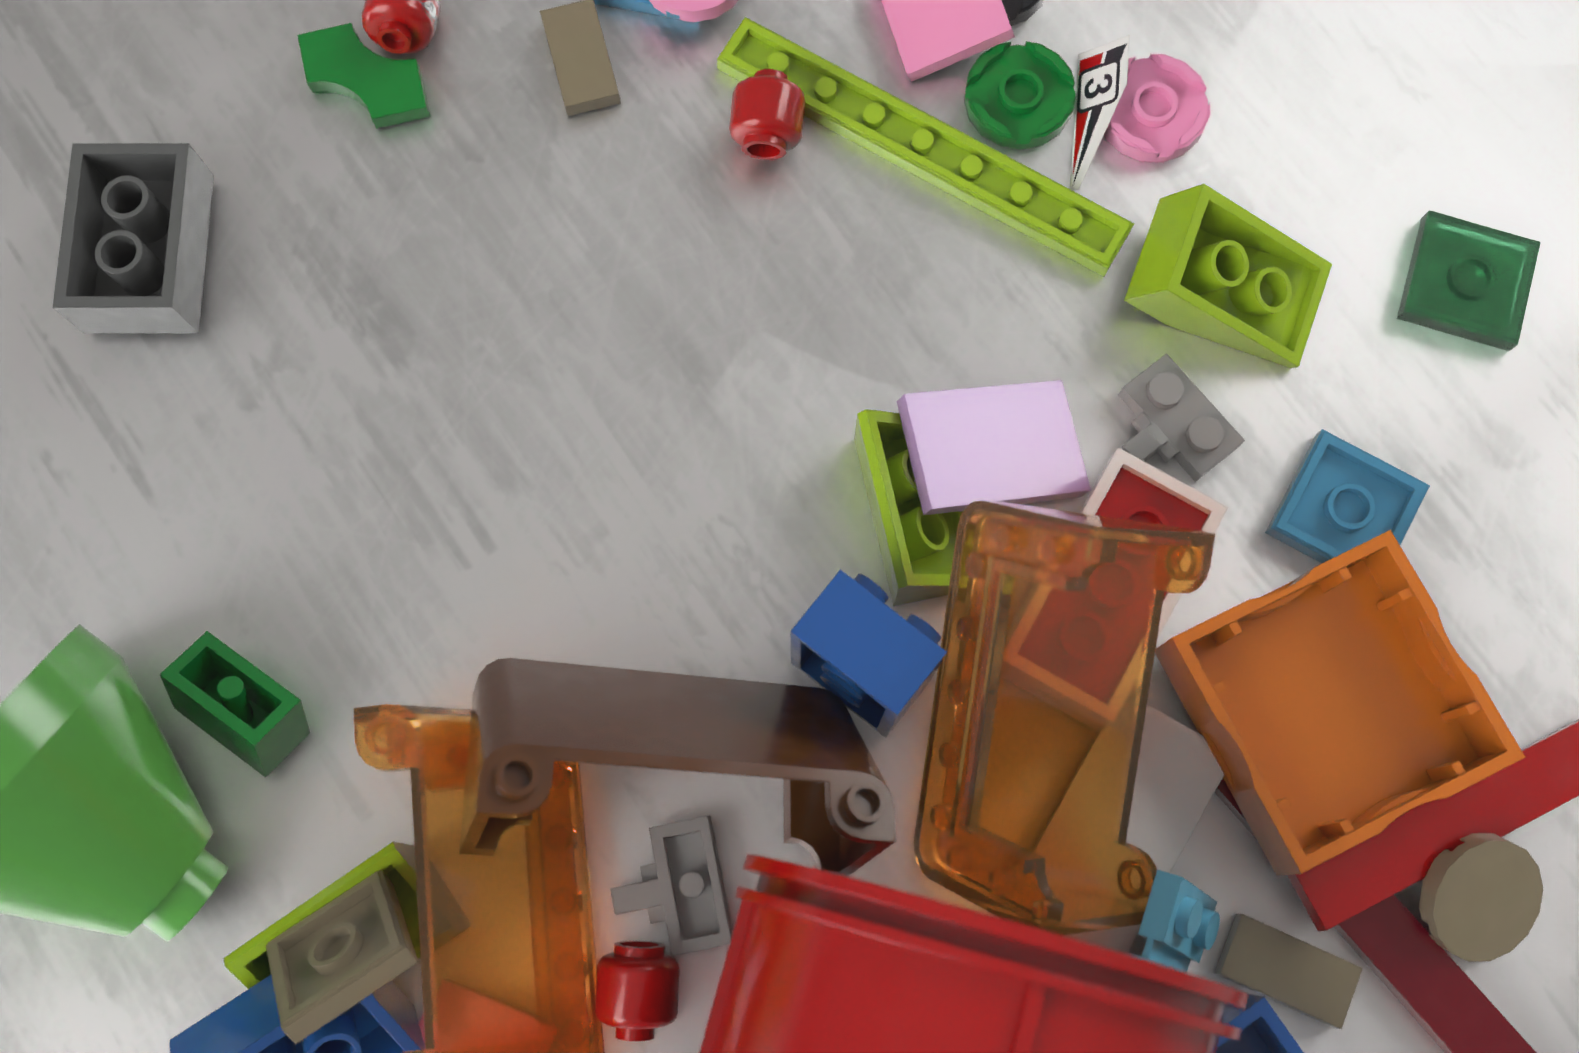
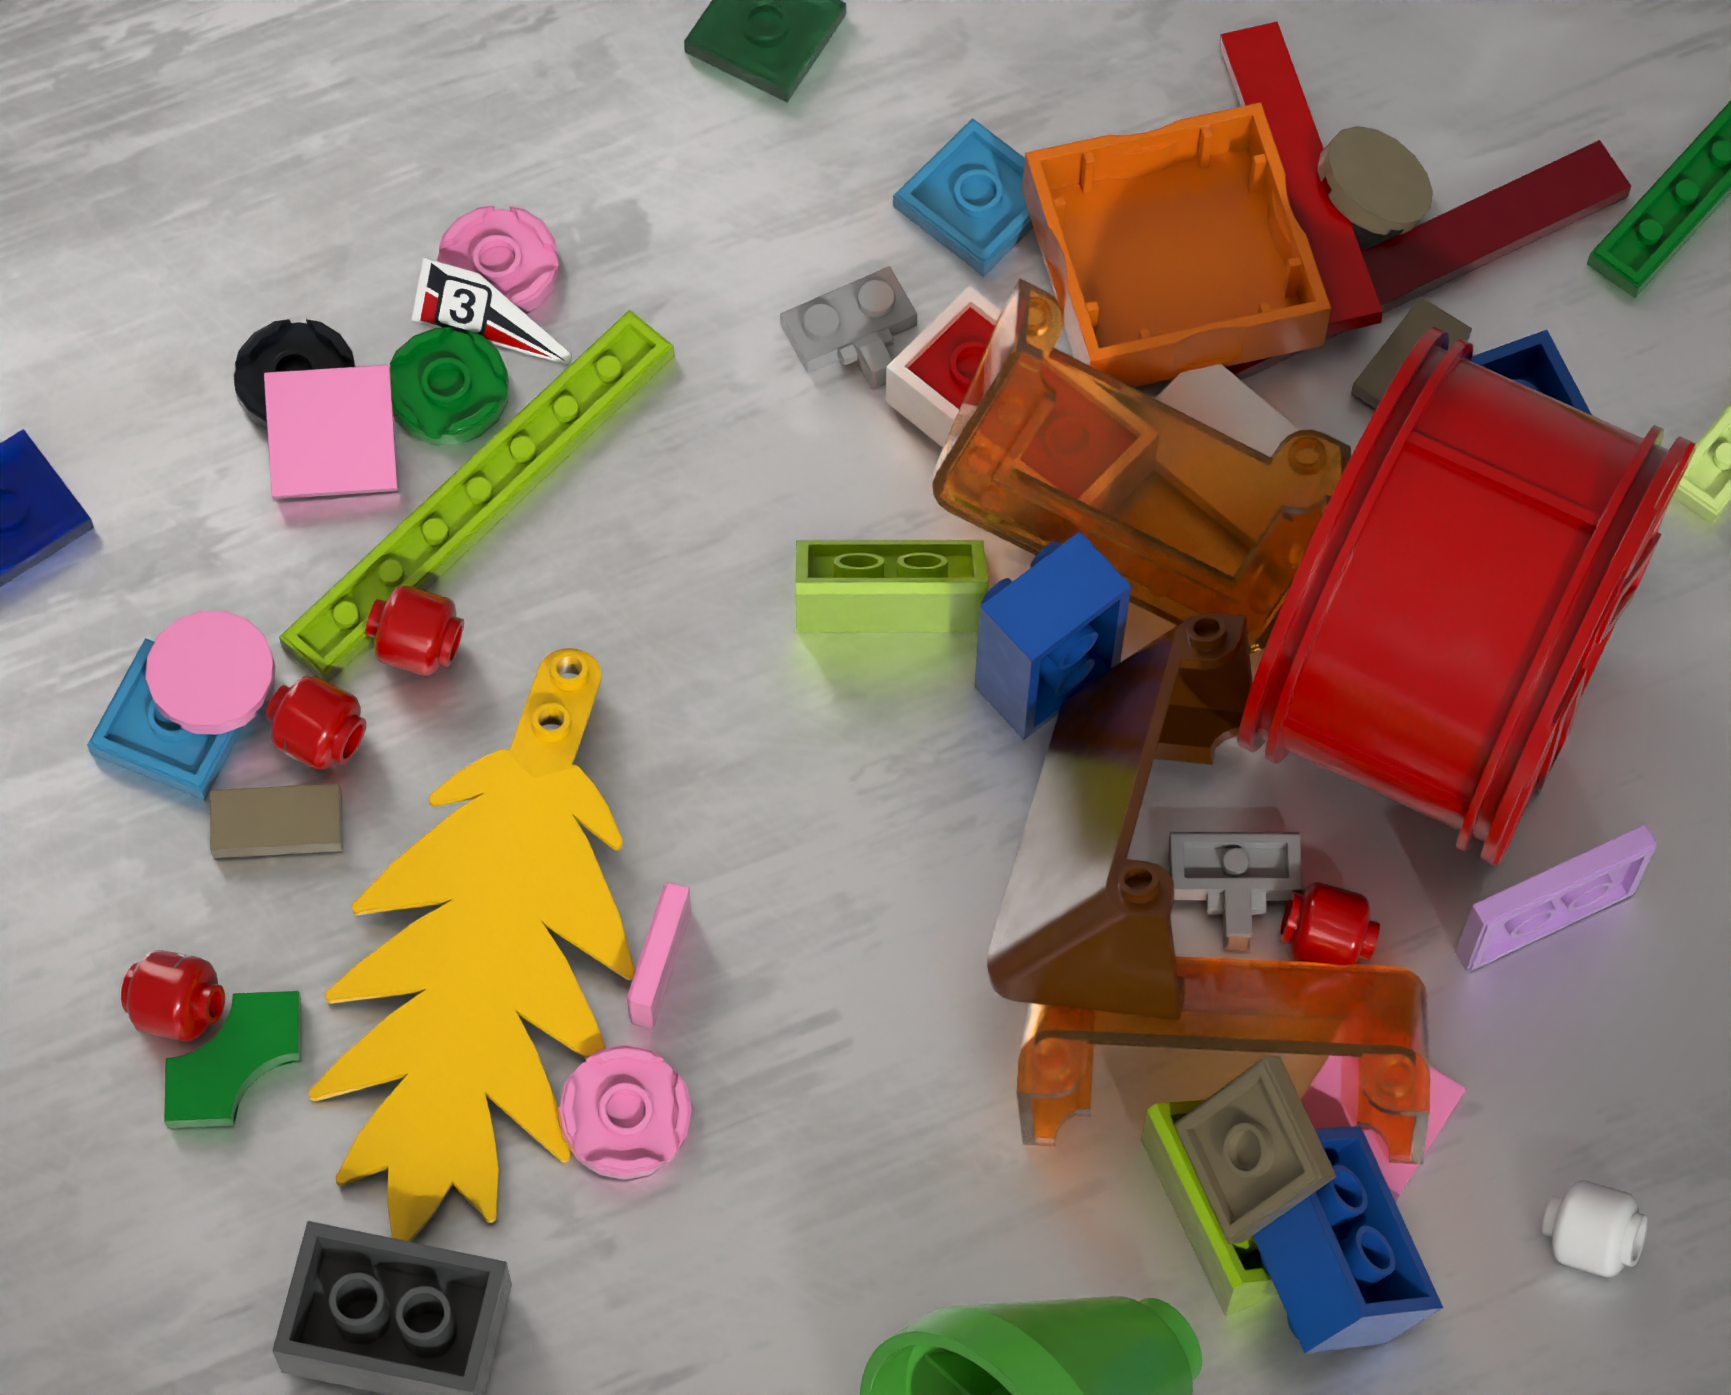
camera: 80 degrees left, 10 degrees down
(236, 703) = (967, 1260): green brick -> none
(361, 388) = (624, 1112): none -> bright pink tile
(504, 382) = (659, 955): none -> bright pink tile
(553, 245) = (483, 960): none -> yellow plant
(664, 58) = (316, 722): none -> red head
(992, 445) = (847, 490): lavender tile -> none
(1177, 922) = (1342, 421): medium azure plate -> none
(1228, 277) = (713, 238): lime slope -> none

